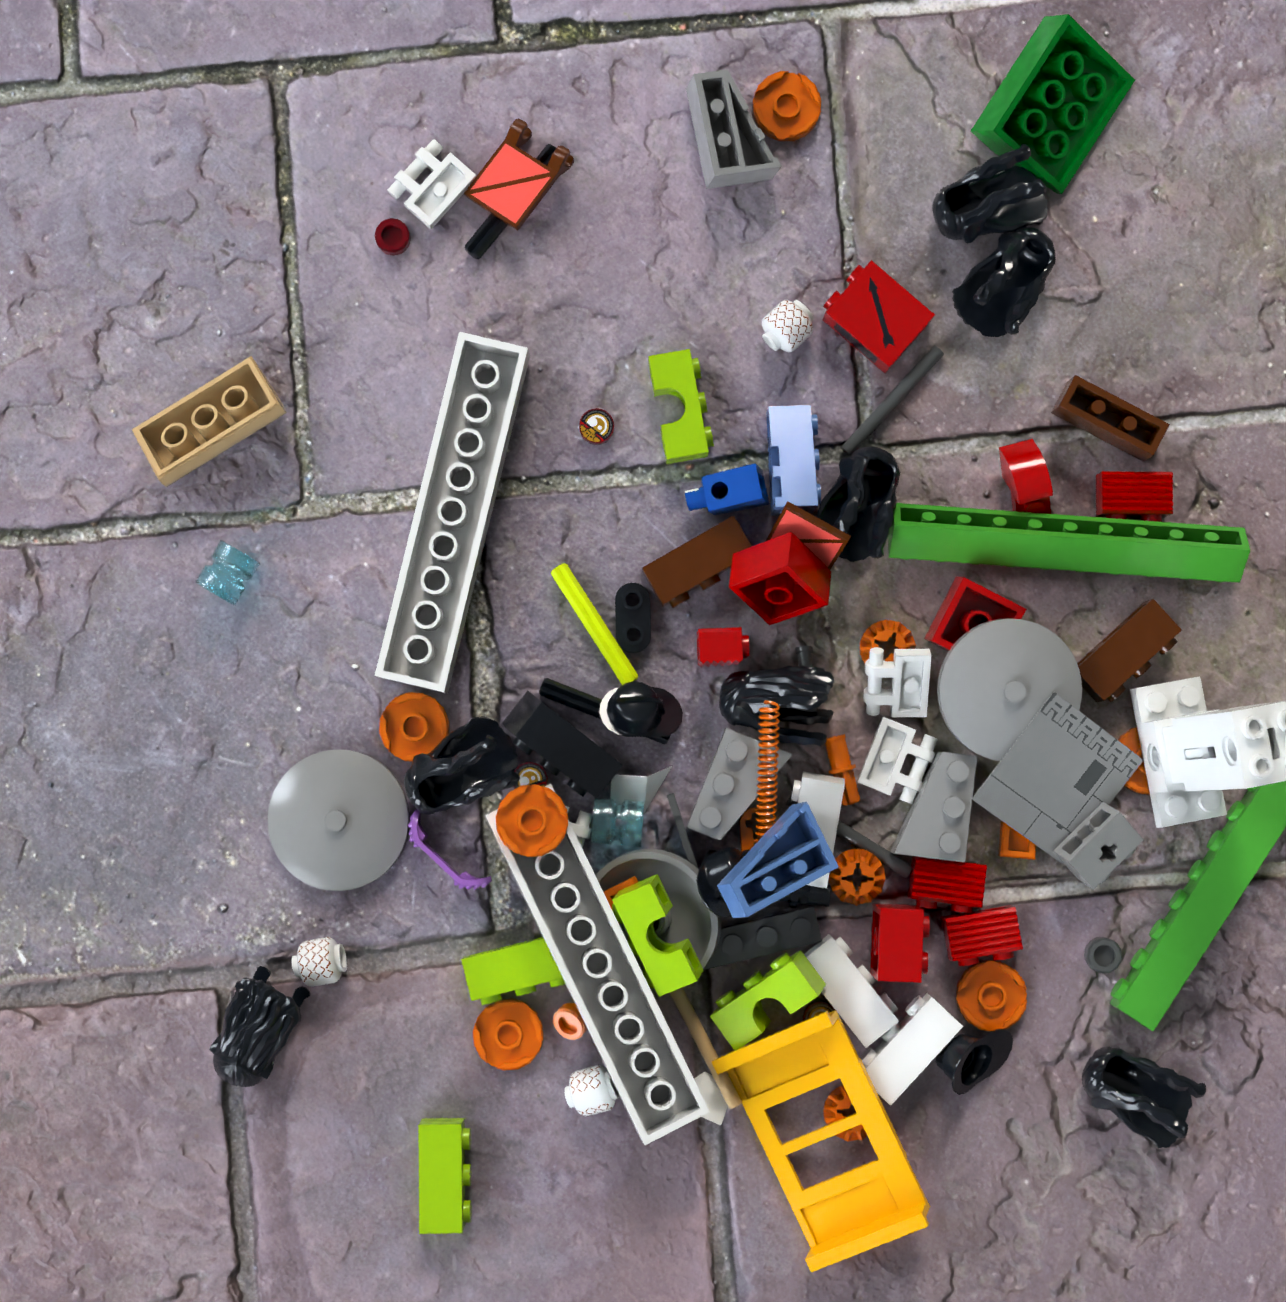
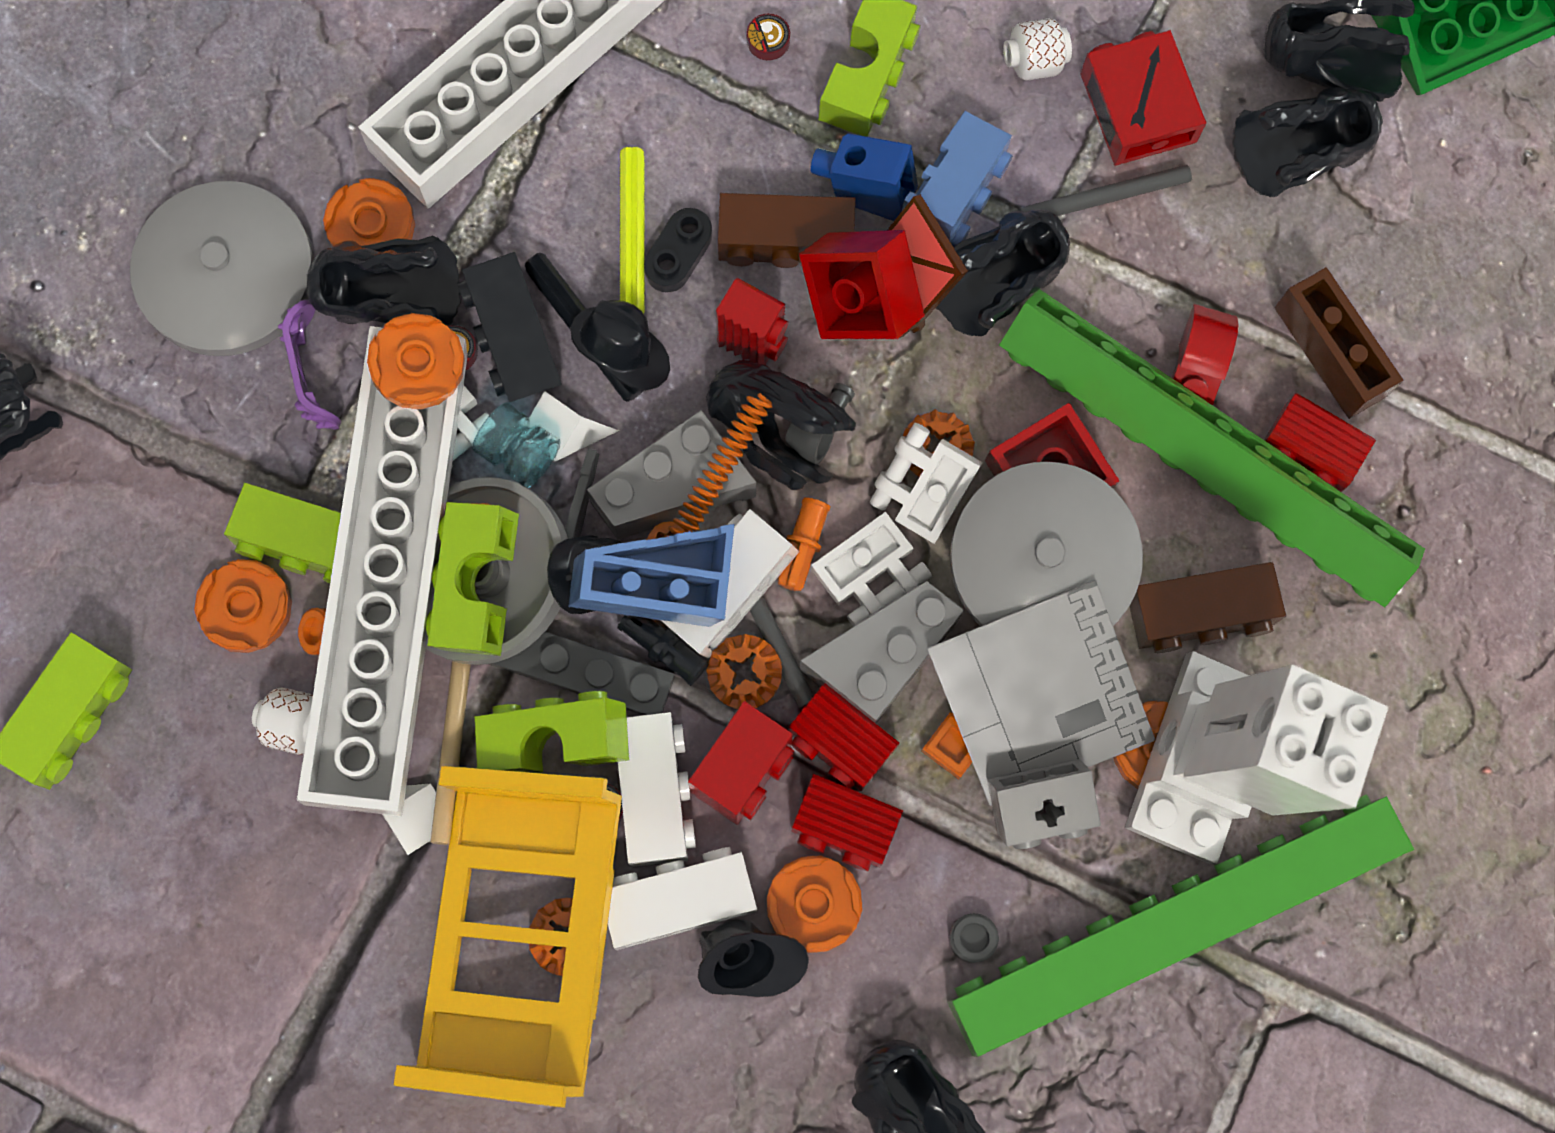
camera: 30 degrees right, 10 degrees down
(319, 961) = (94, 395): white head -> none

